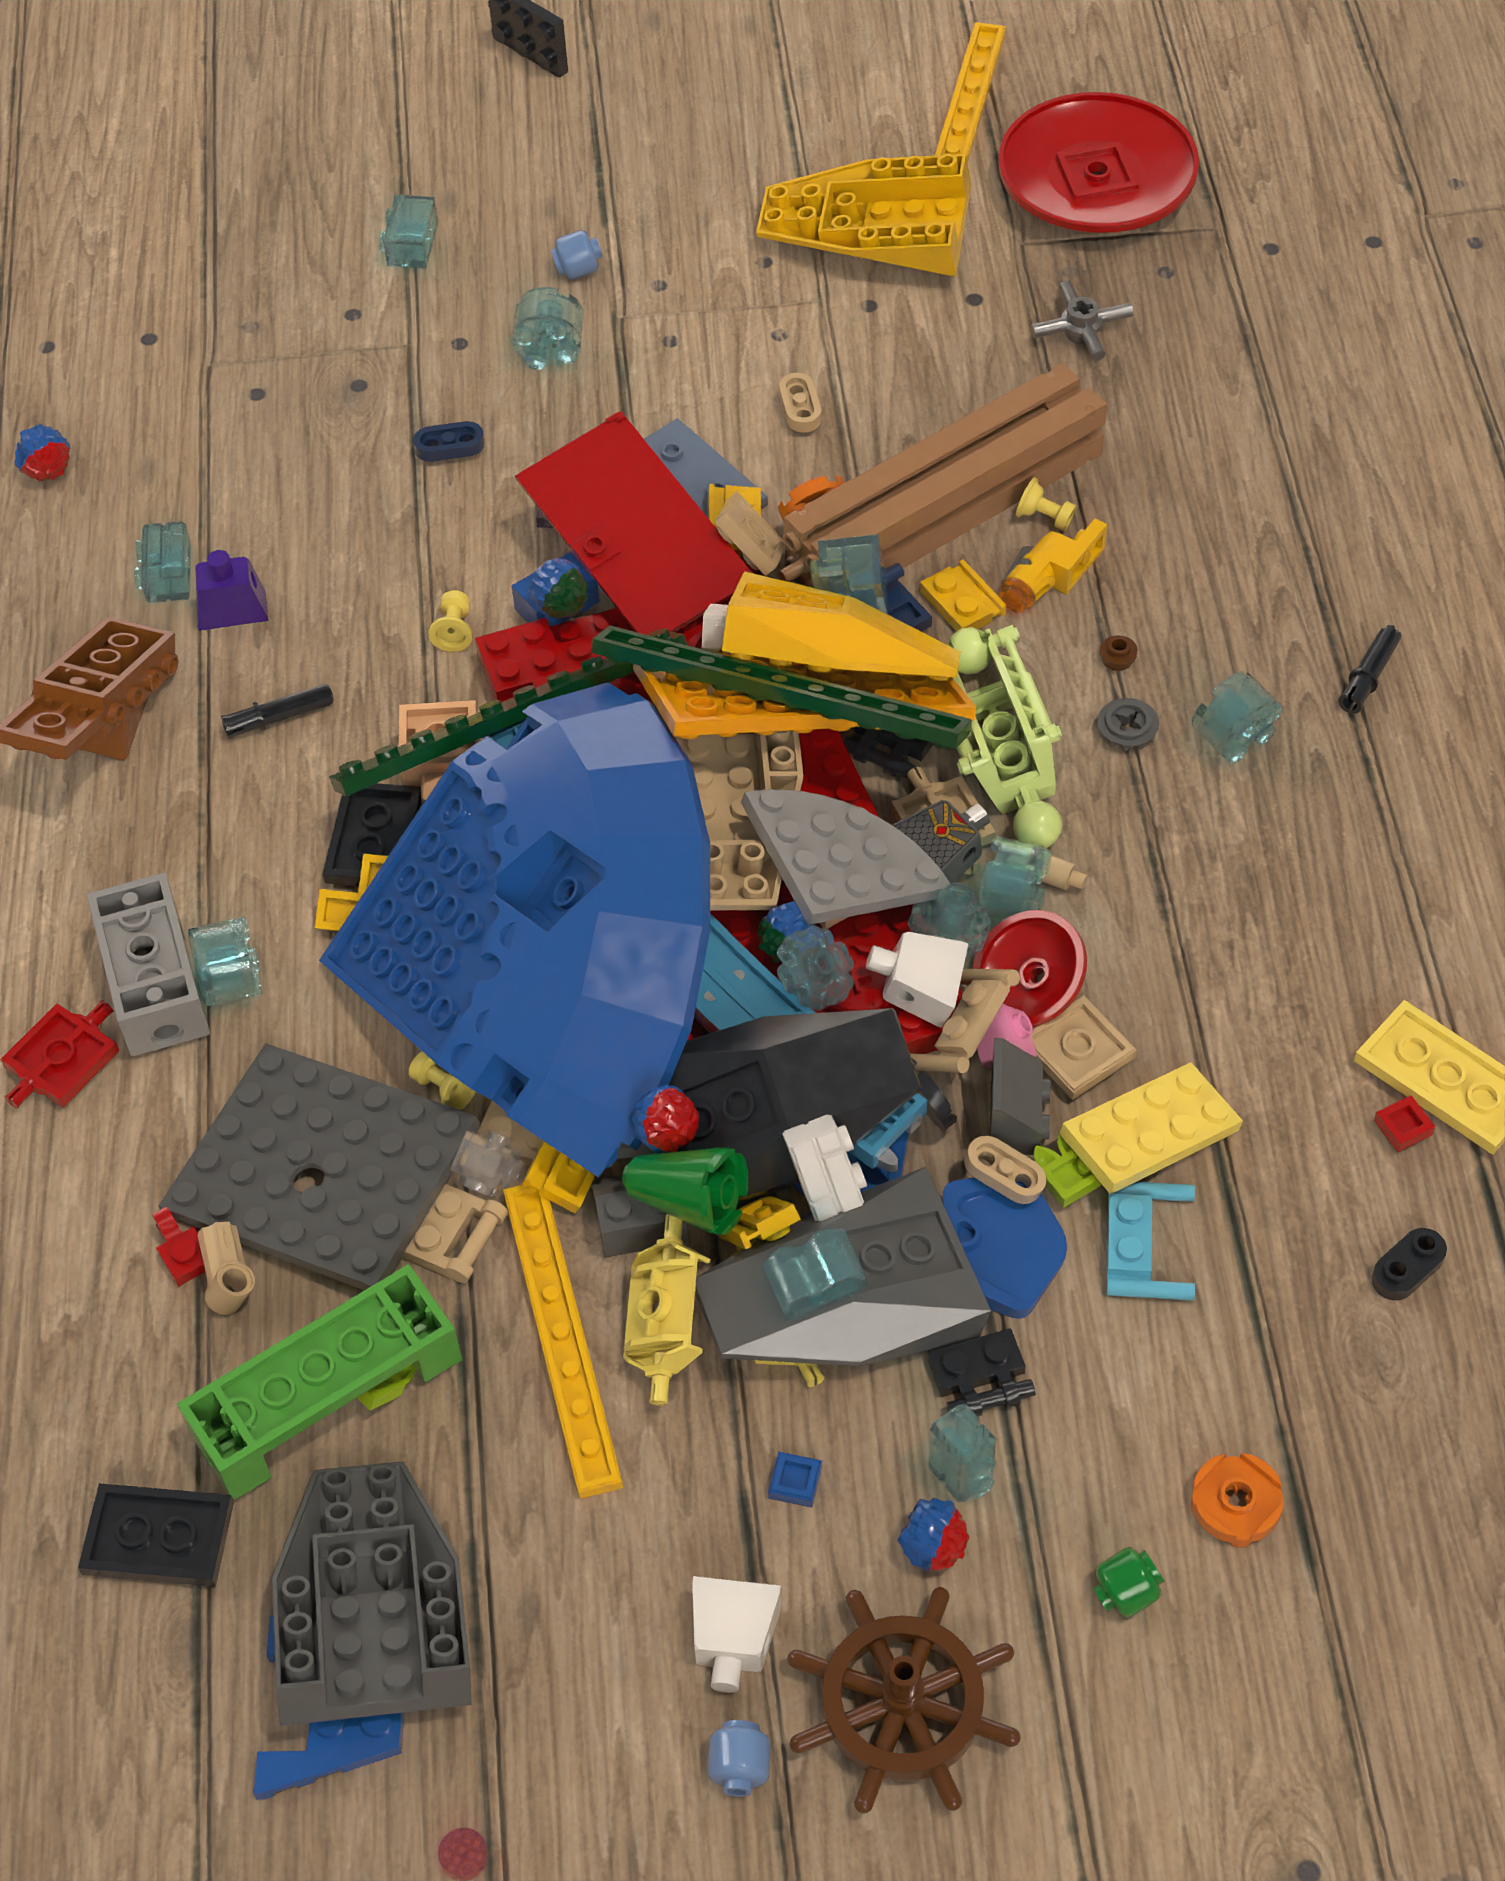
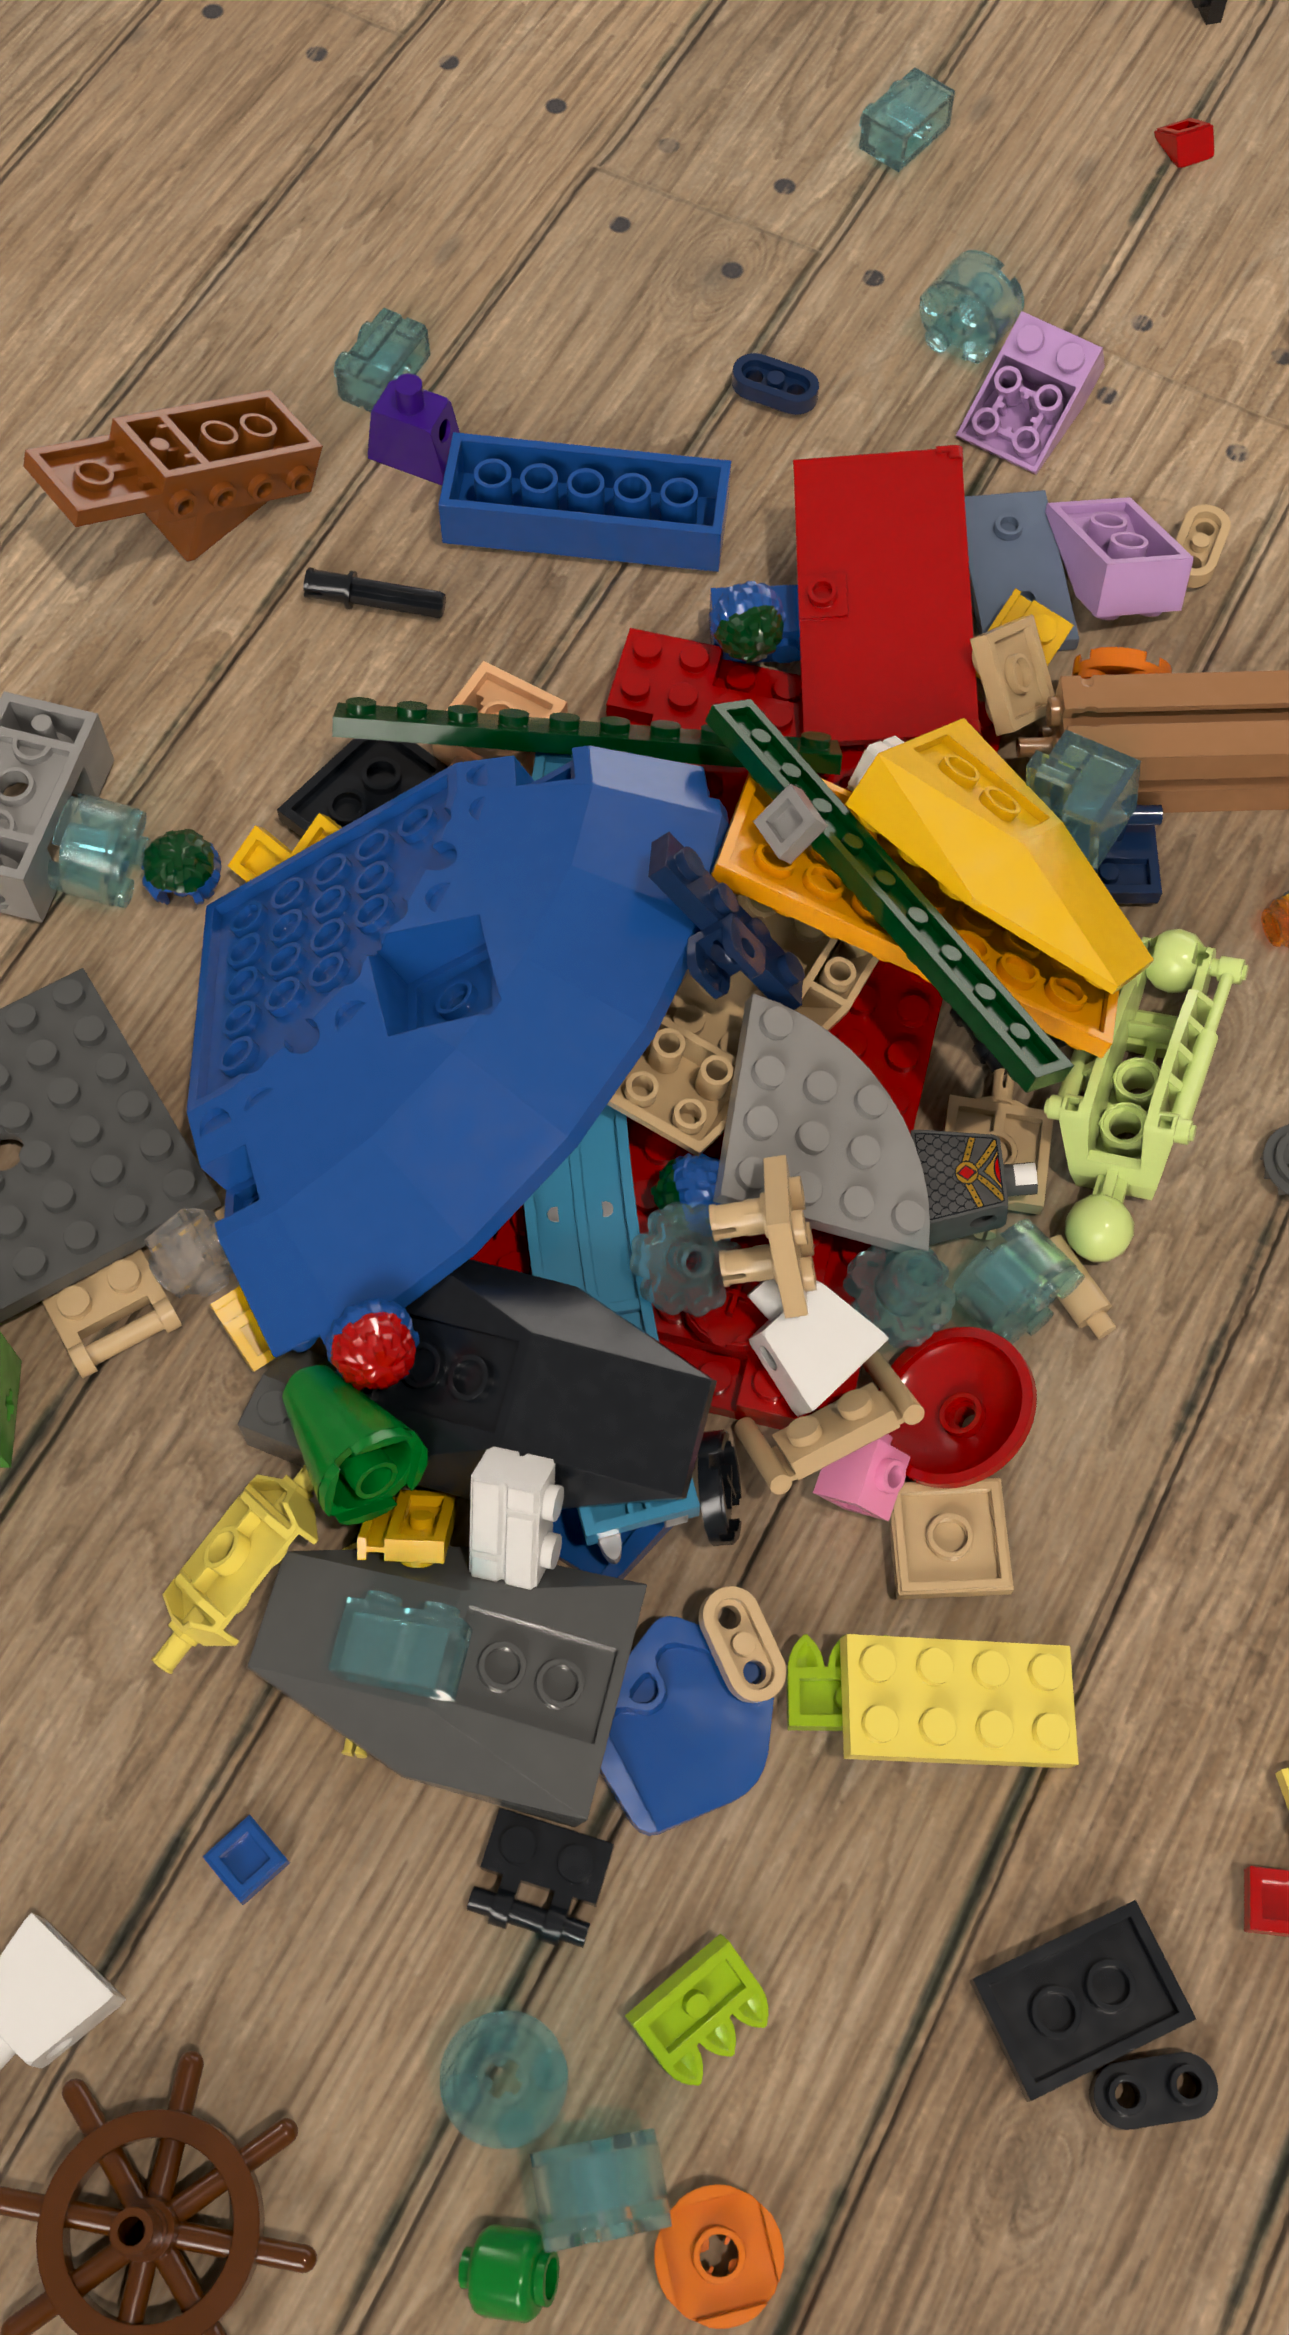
camera: 30 degrees right, 10 degrees up
(42, 453) = (348, 173): piece -> none
(285, 942) = (181, 865): none -> dark green piece
(382, 576) = (585, 501): none -> blue brick
(451, 632) = (614, 605): light yellow piece -> none
(563, 1343) = (124, 1523): yellow tile -> none
(576, 254) = (1070, 238): medium blue head -> none
(604, 157) = (1187, 141): none -> red slope
(624, 362) = (1032, 393): none -> lavender slope
(699, 677) = (790, 823): none -> light grey plate
(712, 763) = (728, 934): none -> dark blue plate
(757, 433) = (1119, 558): none -> lavender slope
(871, 910) = (782, 1220): none -> tan plate
(934, 1535) = (333, 2050): blue piece -> none
(962, 597) = (1219, 889): yellow plate -> none
(962, 1454) = (429, 1977): clear light blue brick -> none
(1018, 1098) = (821, 1563): dark grey slope -> none
(1043, 1506) = (468, 2090): none -> clear light blue brick
(1126, 1381) = (697, 2009): none -> lime plate
(1131, 1241) = (834, 1829): medium azure plate -> none
(1146, 1497) = (600, 2190): none -> clear light blue brick
(1336, 1240) = (1082, 2000): none -> black plate

